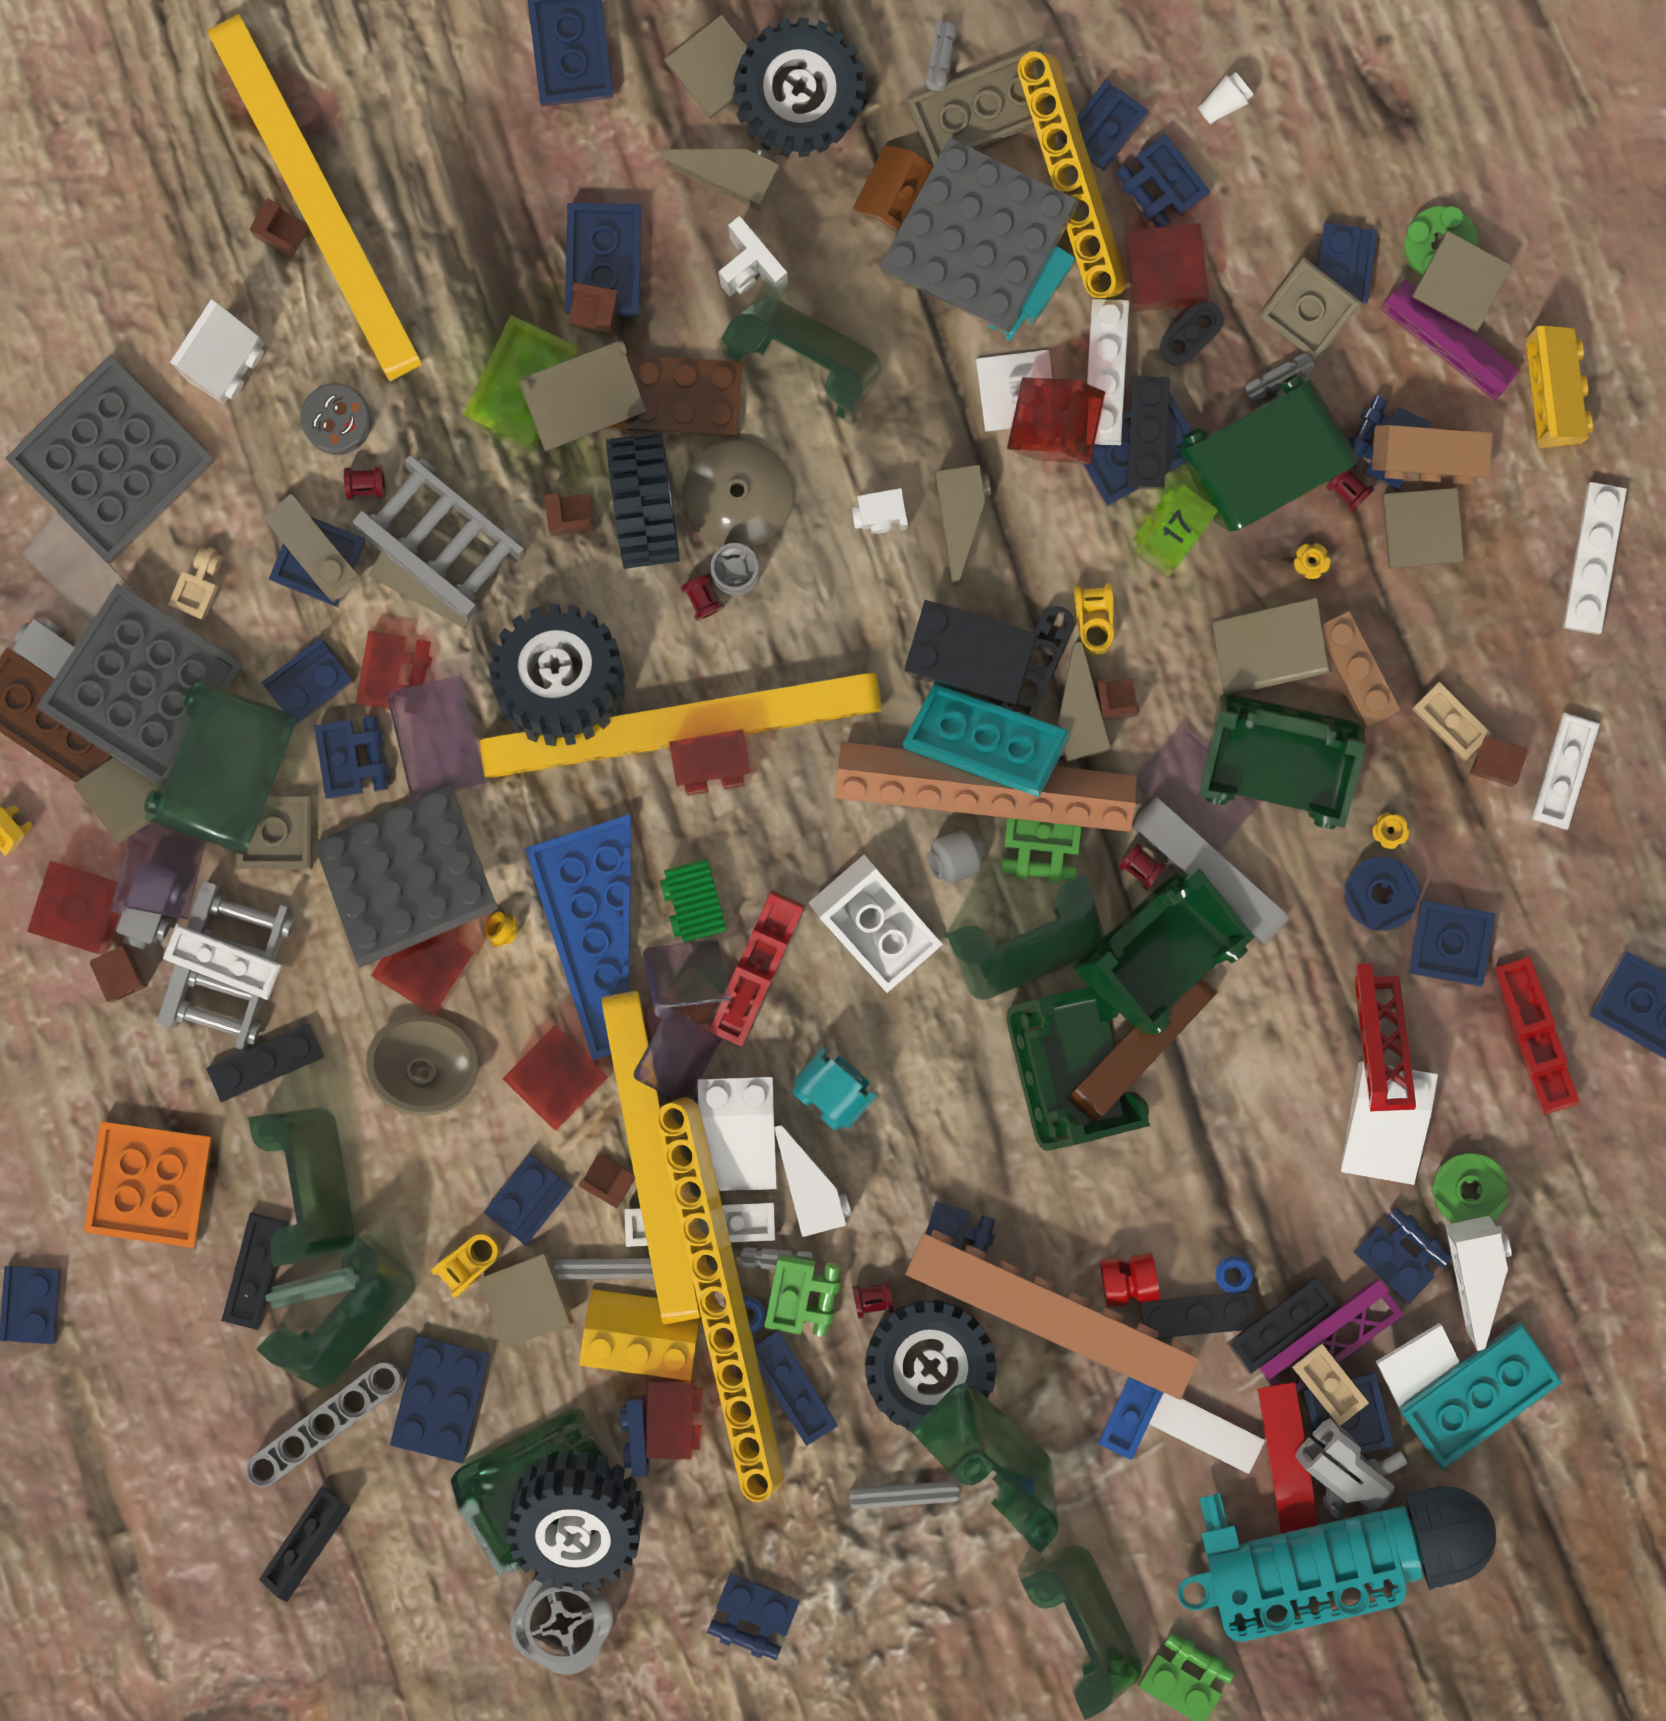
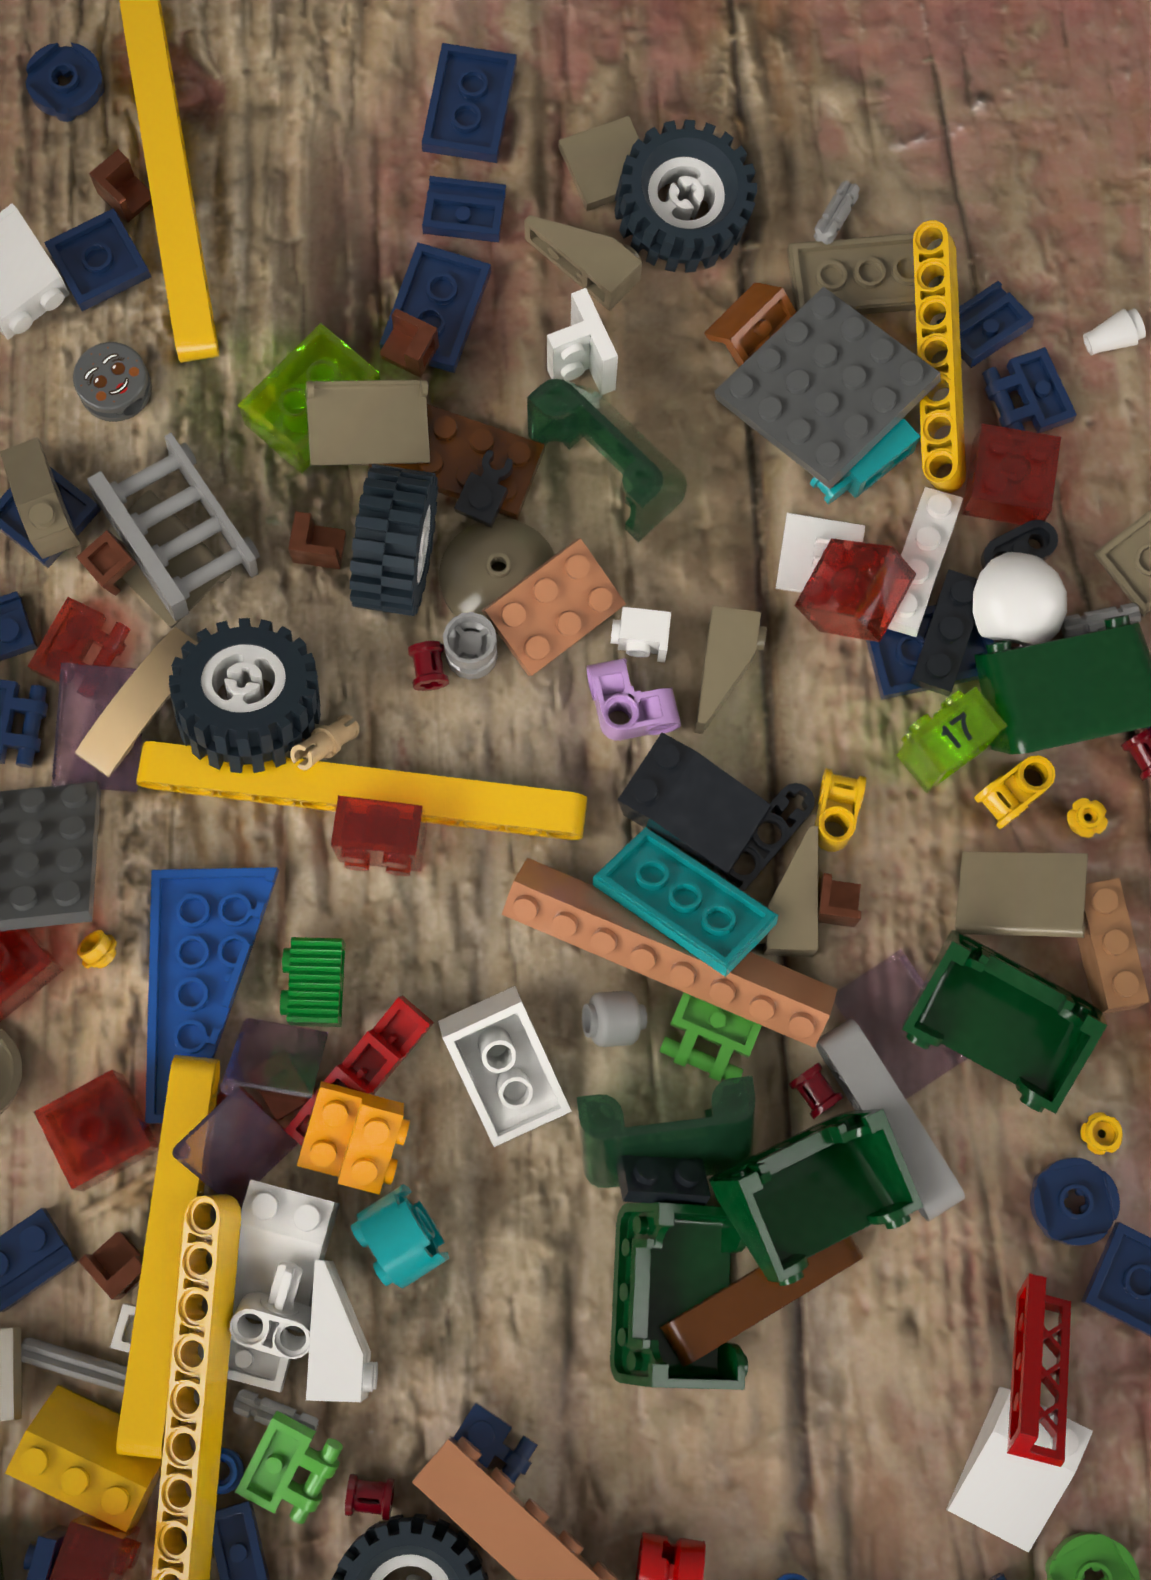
camera: 10 degrees right, 10 degrees down
(180, 117) = (71, 99): none -> dark blue plate
(281, 305) = (97, 259): none -> dark blue plate
(364, 482) = (118, 451): dark red bush -> none
(394, 589) = (107, 561): none -> copper panel
(463, 706) = (132, 706): none -> tan slope
(599, 155) = (464, 209): none -> dark blue plate
(637, 694) = (324, 742): none -> tan pin
(703, 429) = (482, 494): none -> black plate
(754, 1177) = (277, 1313): none -> white beam
(770, 1020) = (353, 1137): none -> light orange plate
(796, 511) = (554, 607): none -> nougat plate
(870, 571) = (648, 711): none -> lavender piece
(1035, 979) = (662, 1180): none -> black plate
(1202, 385) = (1019, 600): none -> white cylinder
(1242, 558) = (1011, 794): none -> yellow piece

